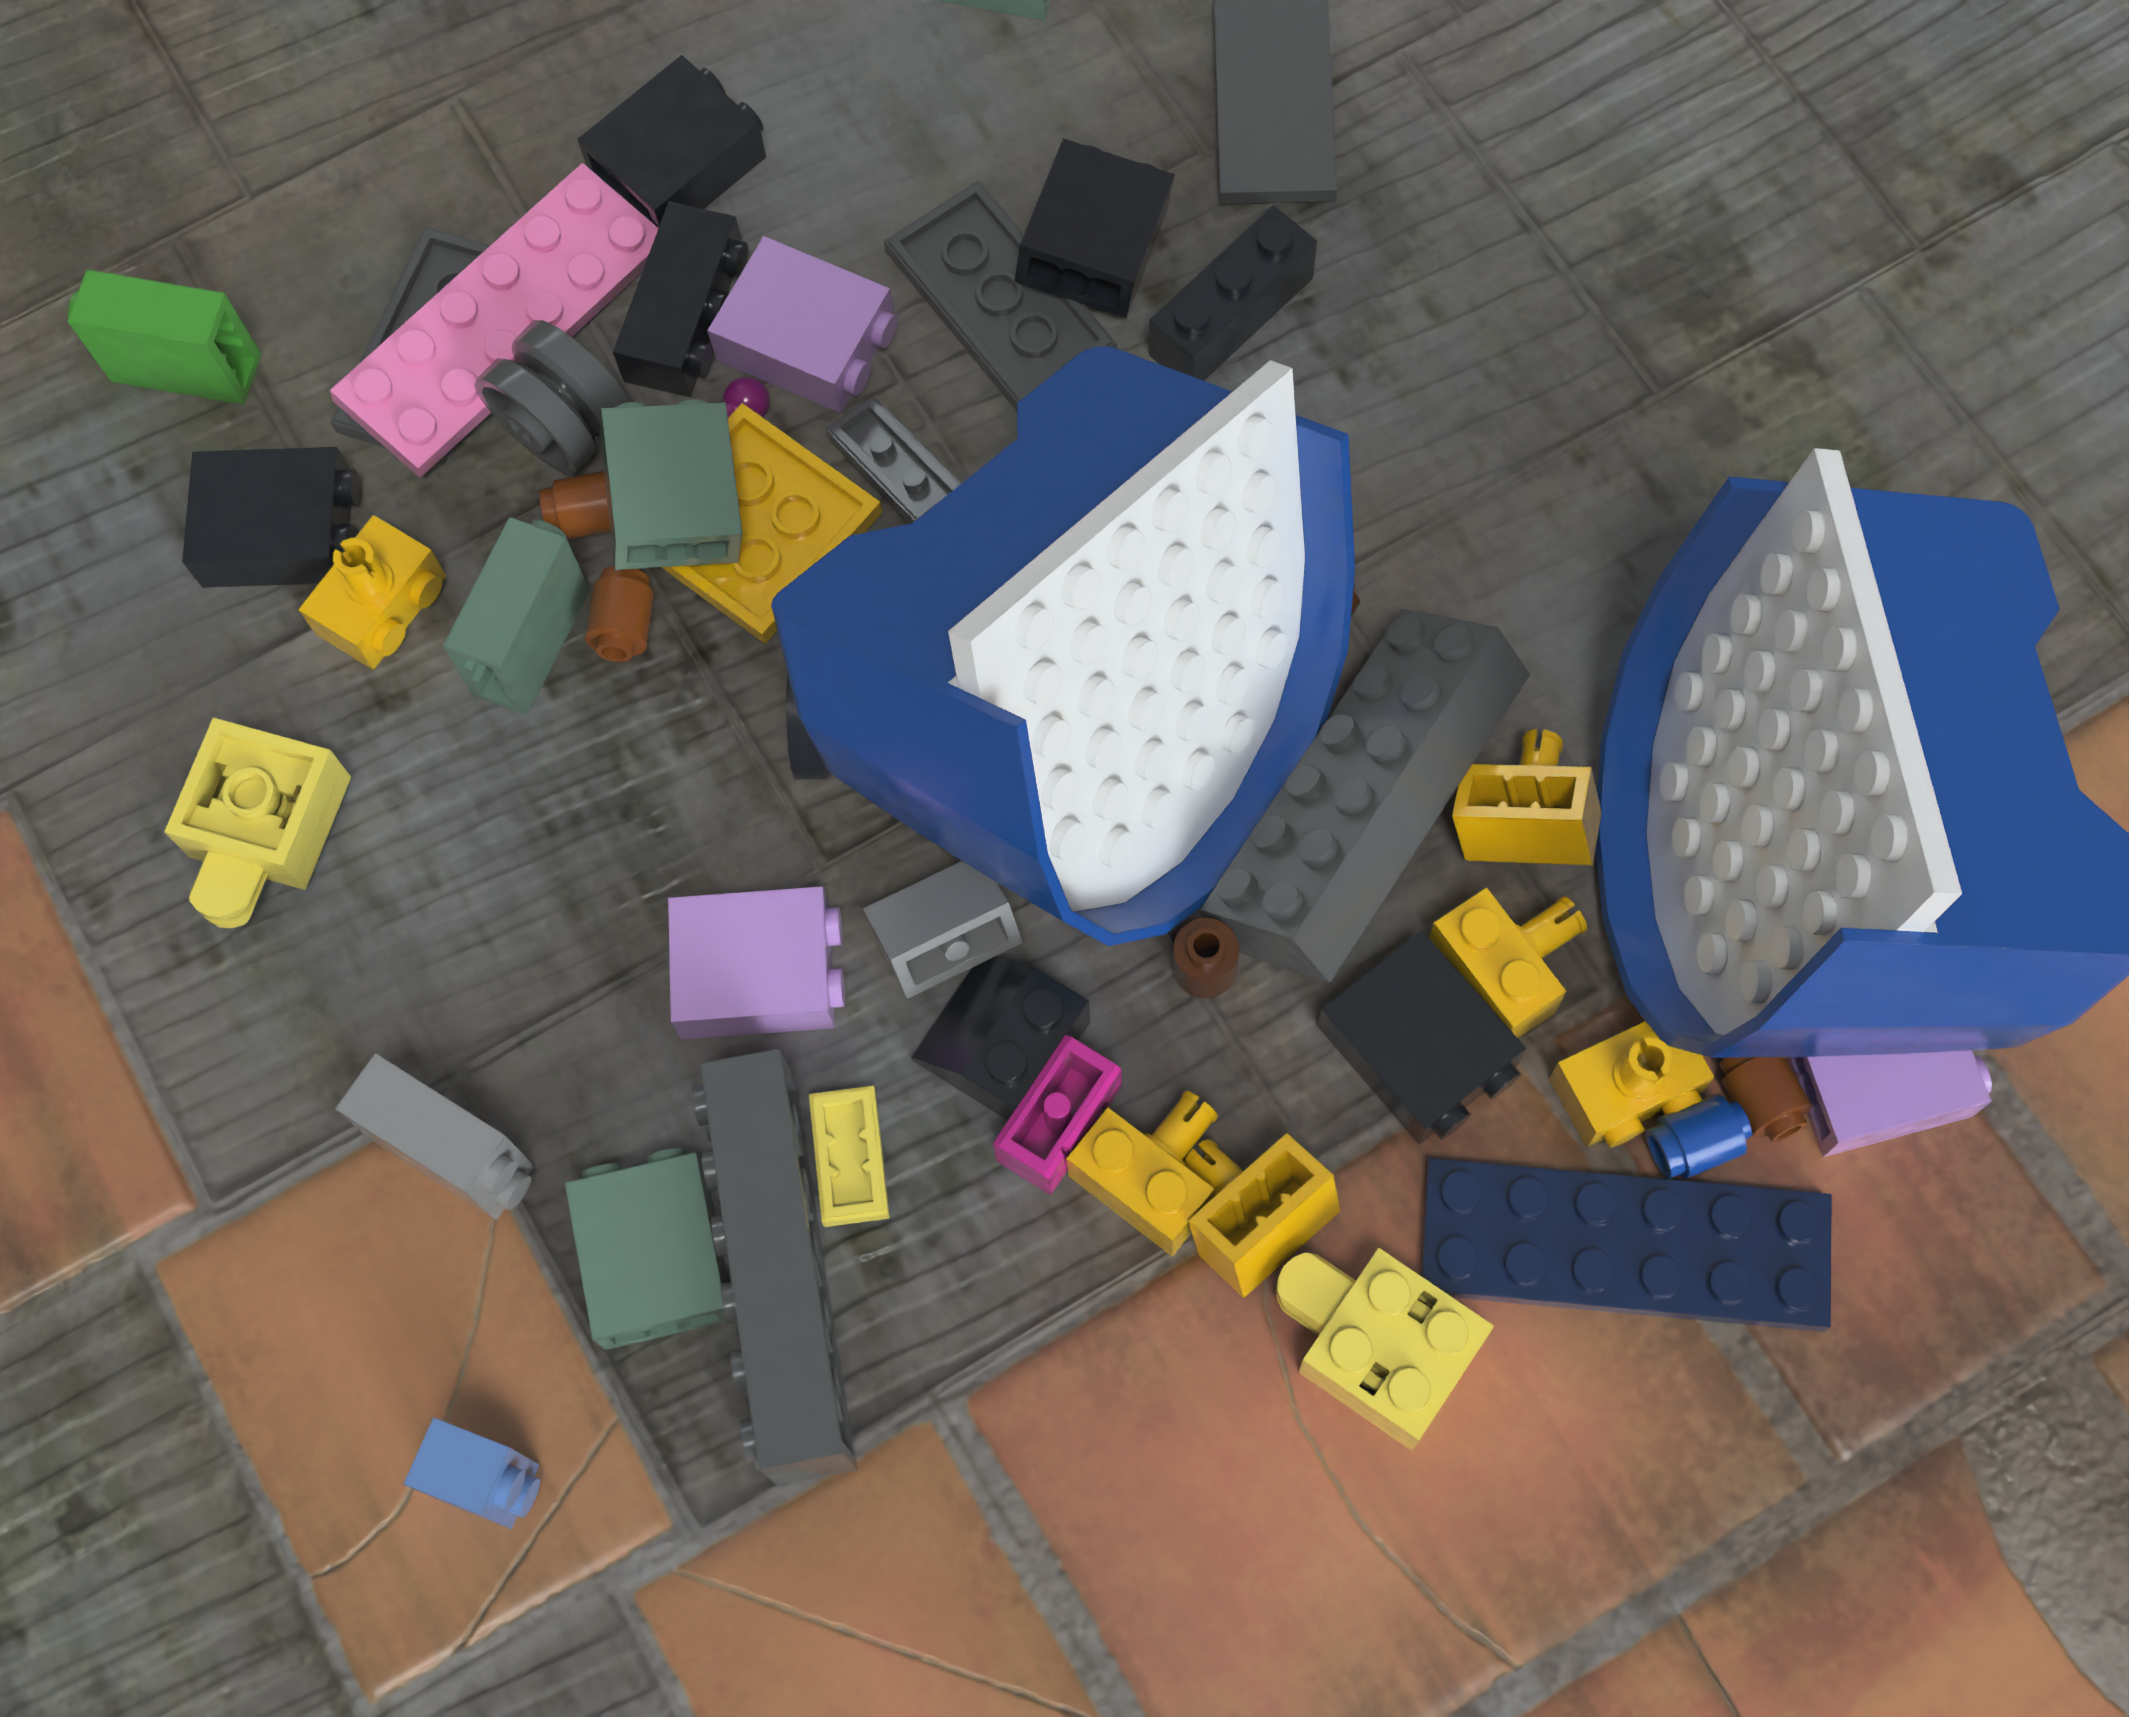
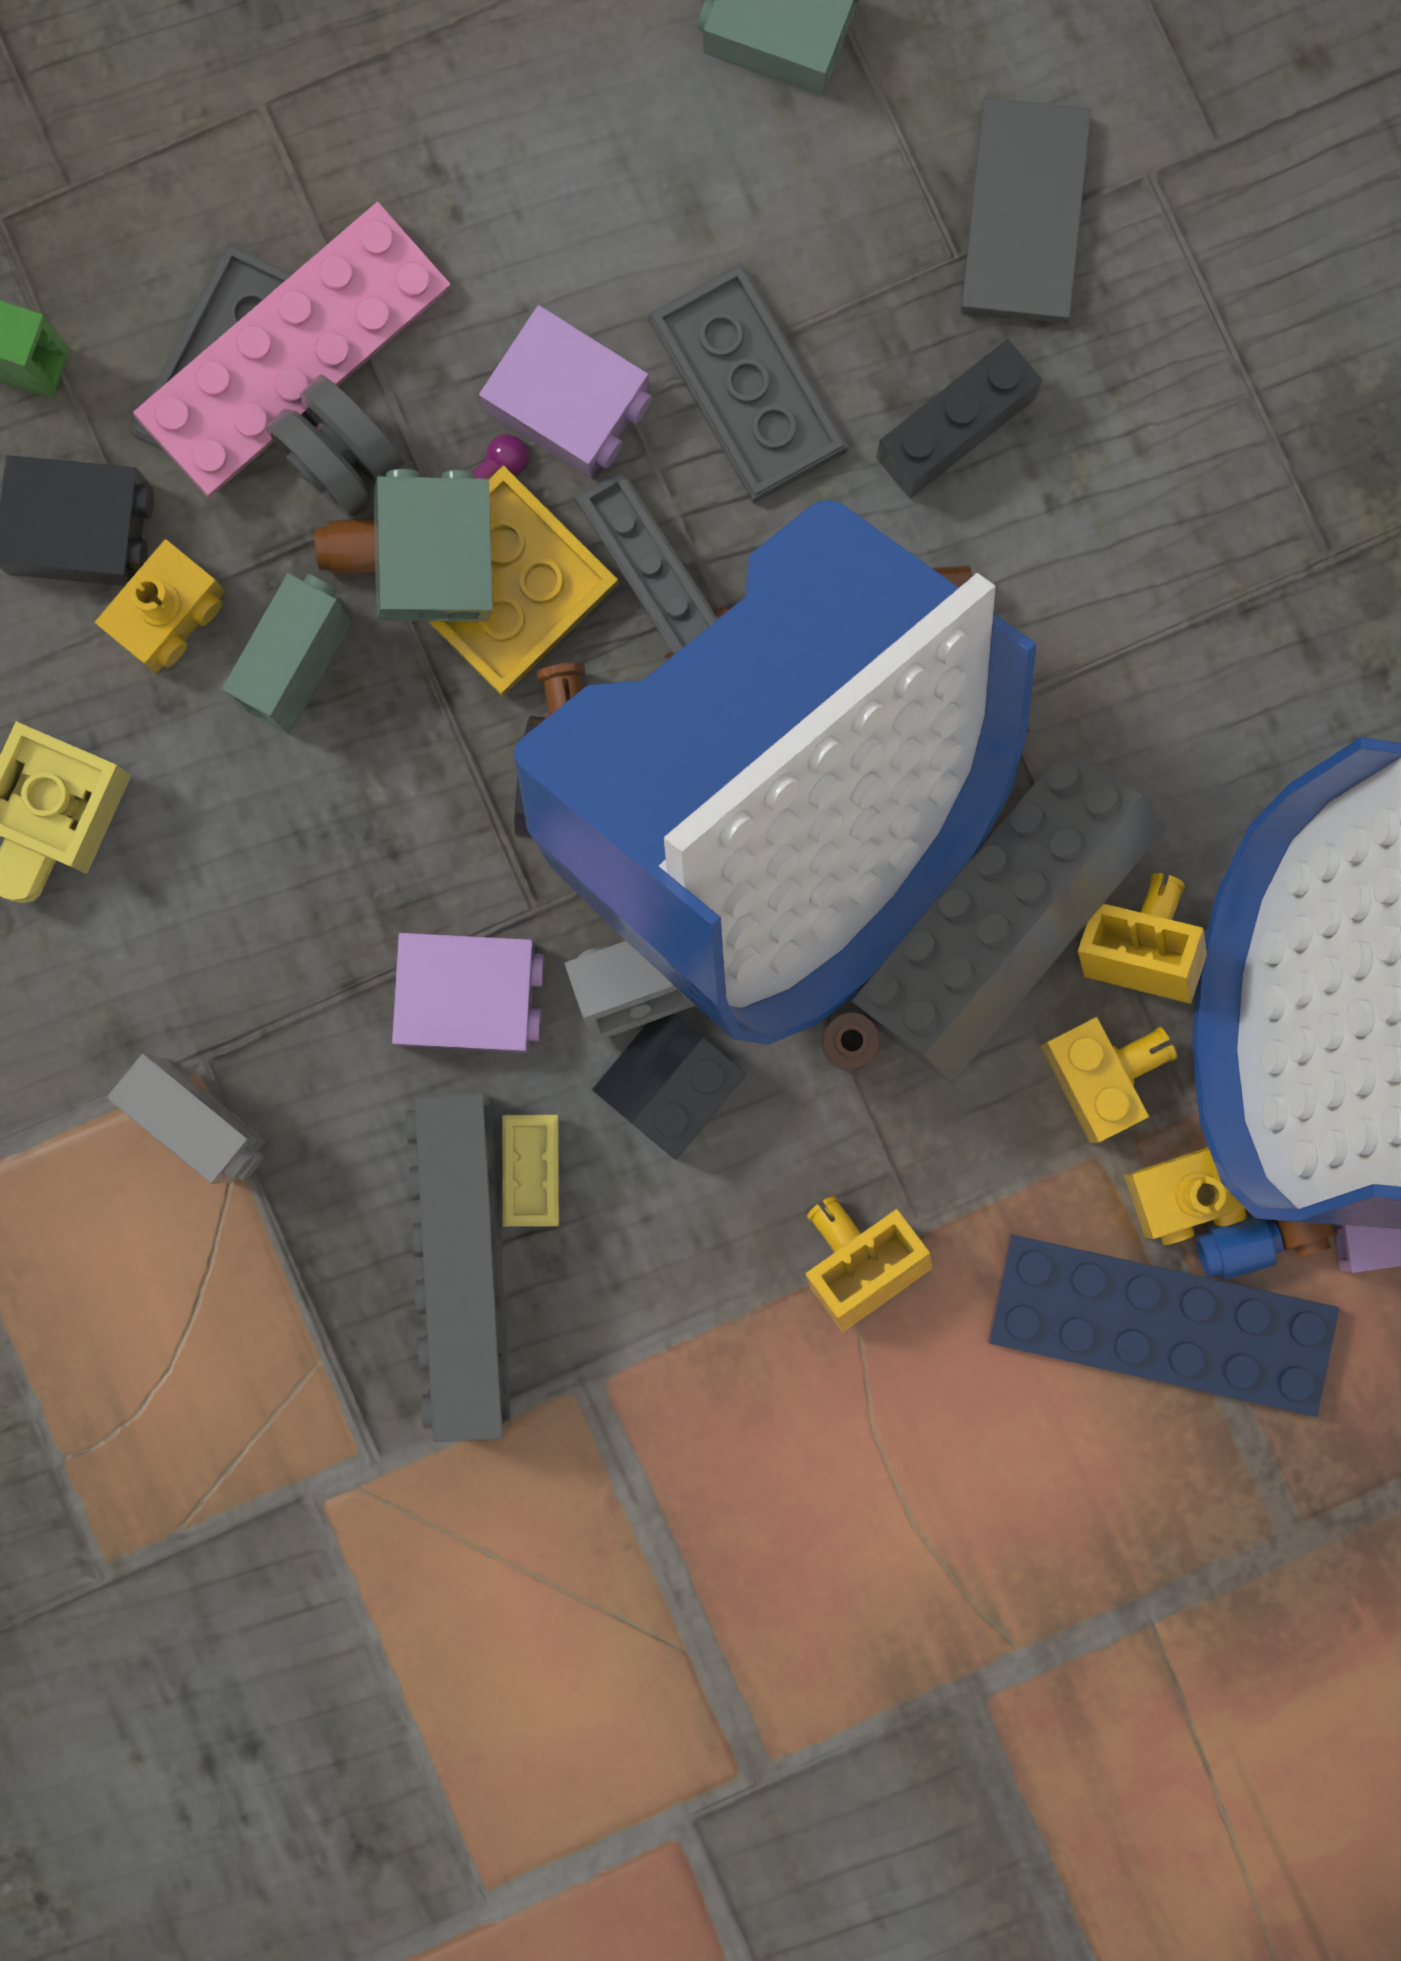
camera: 10 degrees right, 15 degrees up
(474, 1474) = (202, 1405): medium blue brick -> none
(619, 614) = (377, 656): dark orange brick -> none
(647, 1248) = (356, 1228): sand green brick -> none
(674, 142) = (464, 191): black brick -> none
(678, 297) = (457, 351): black brick -> none
(1057, 1113) = (708, 1163): dark pink brick -> none
(1094, 227) = (842, 331): black brick -> none
(1145, 1173) = (776, 1220): yellow brick -> none
(1383, 1333) = (950, 1384): light yellow brick -> none
(1422, 1039) = (1023, 1134): black brick -> none

